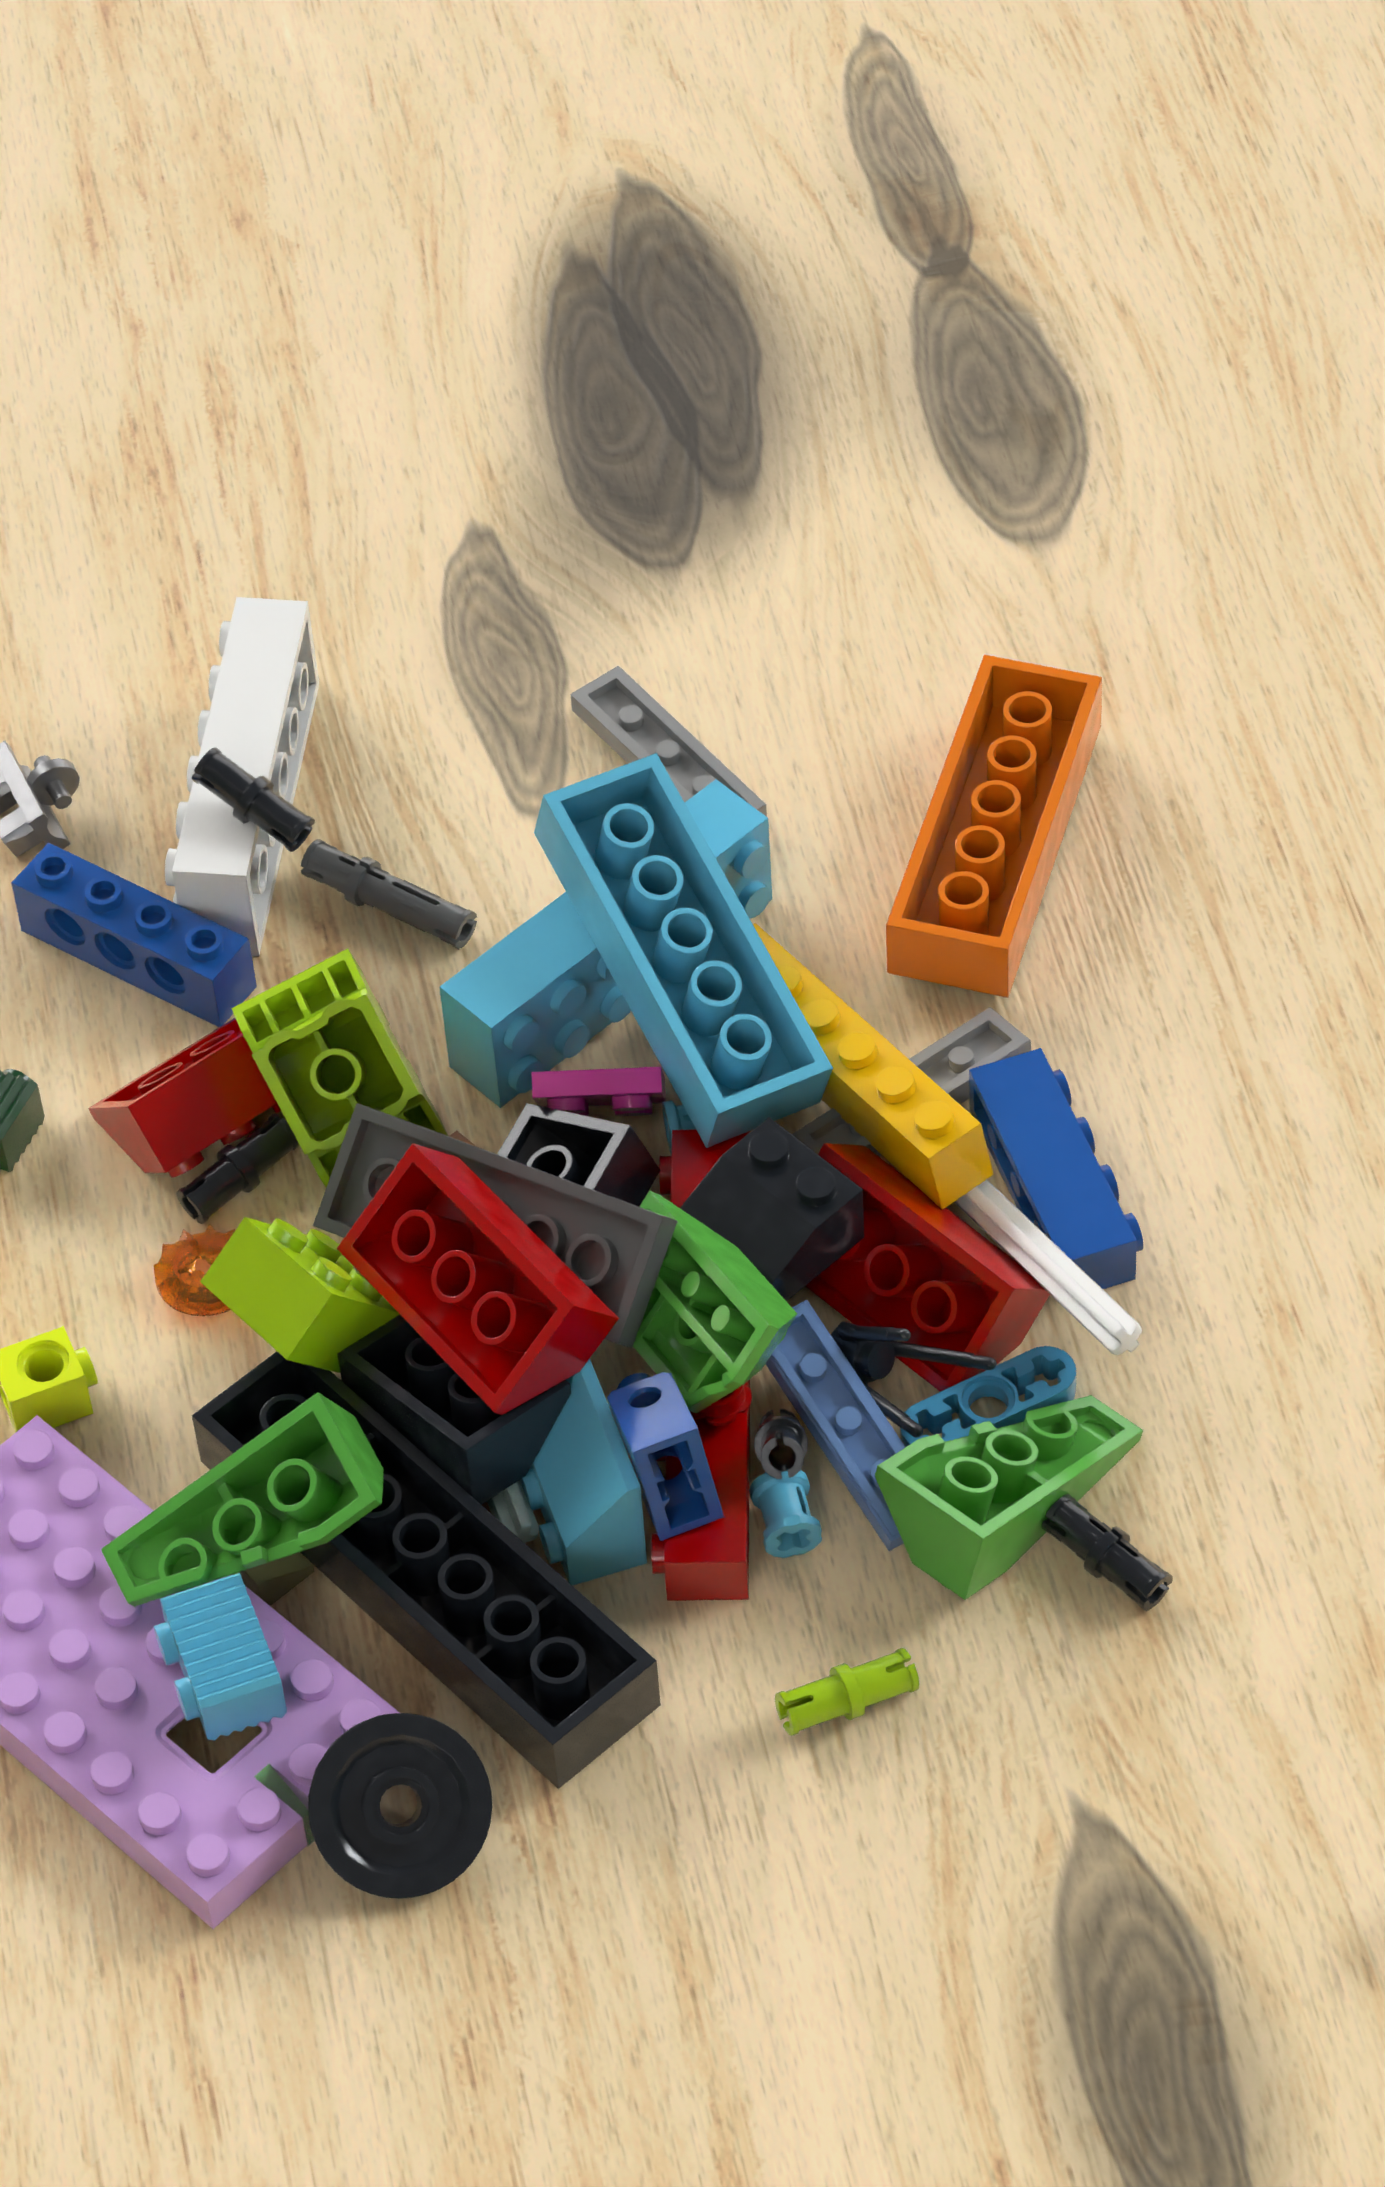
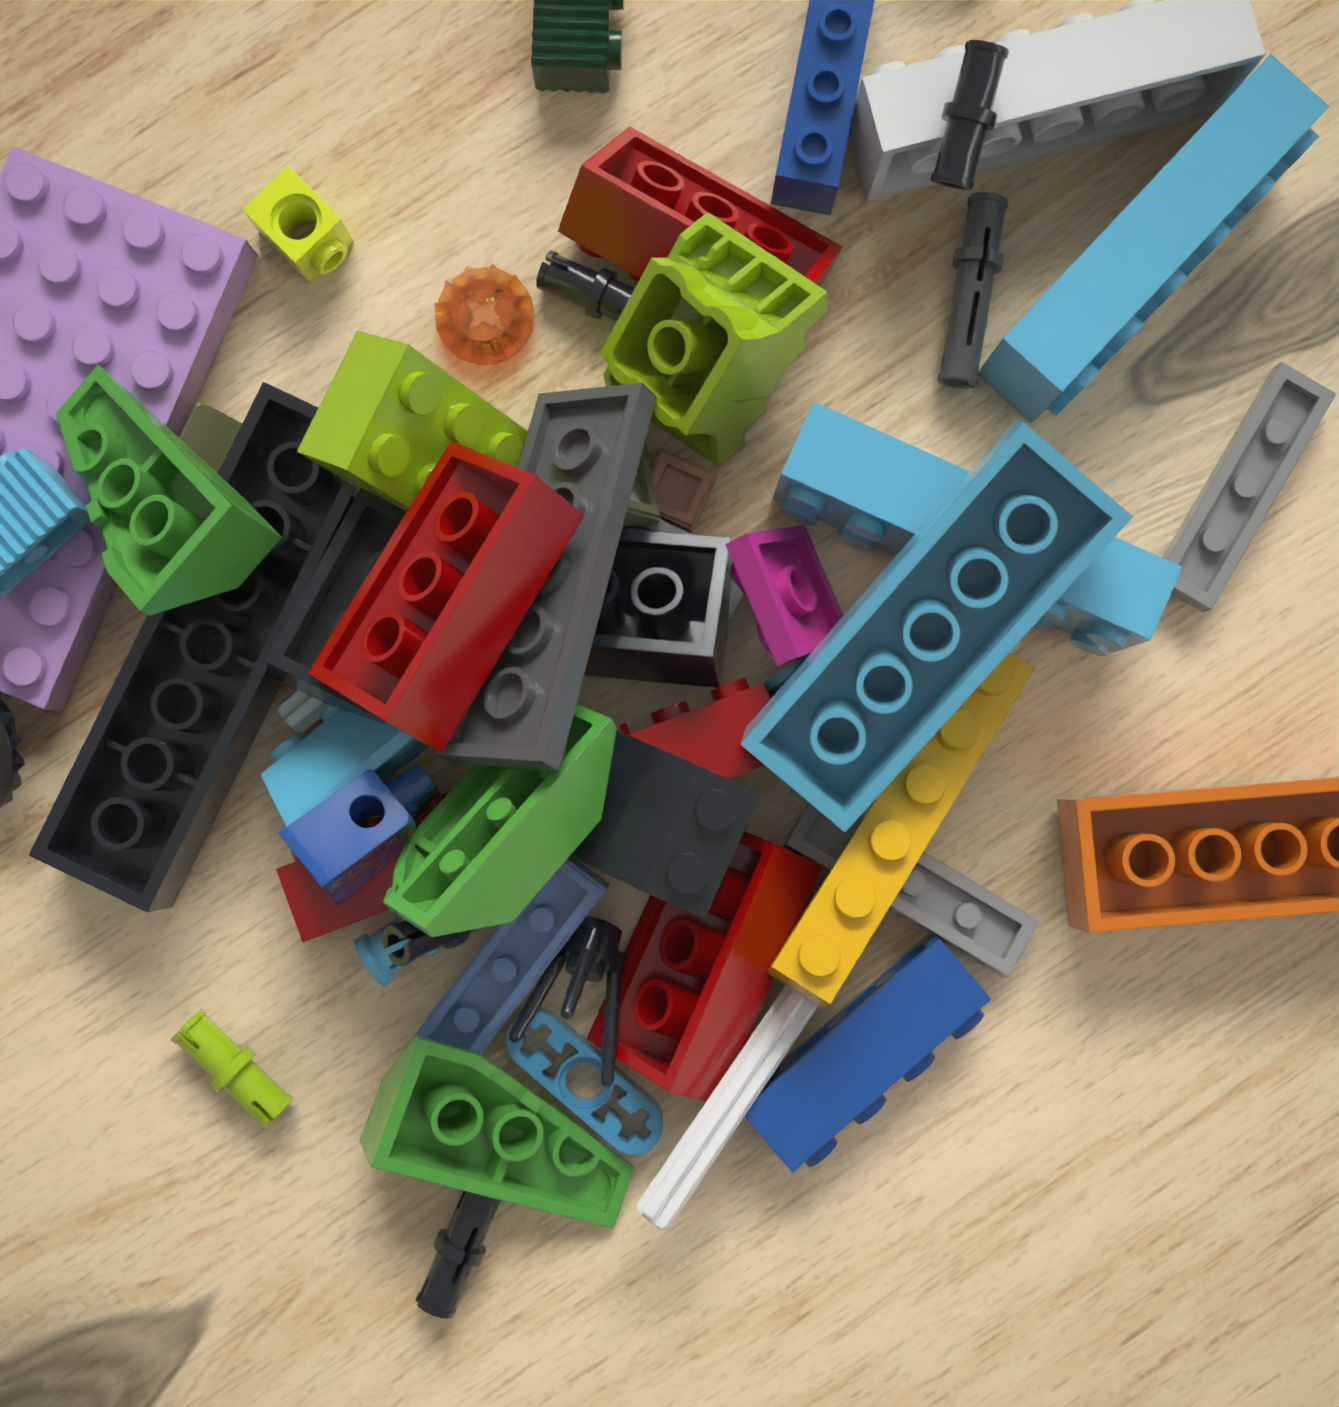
camera: 65 degrees right, 35 degrees up
(423, 746) = (1155, 242): none -> medium azure brick

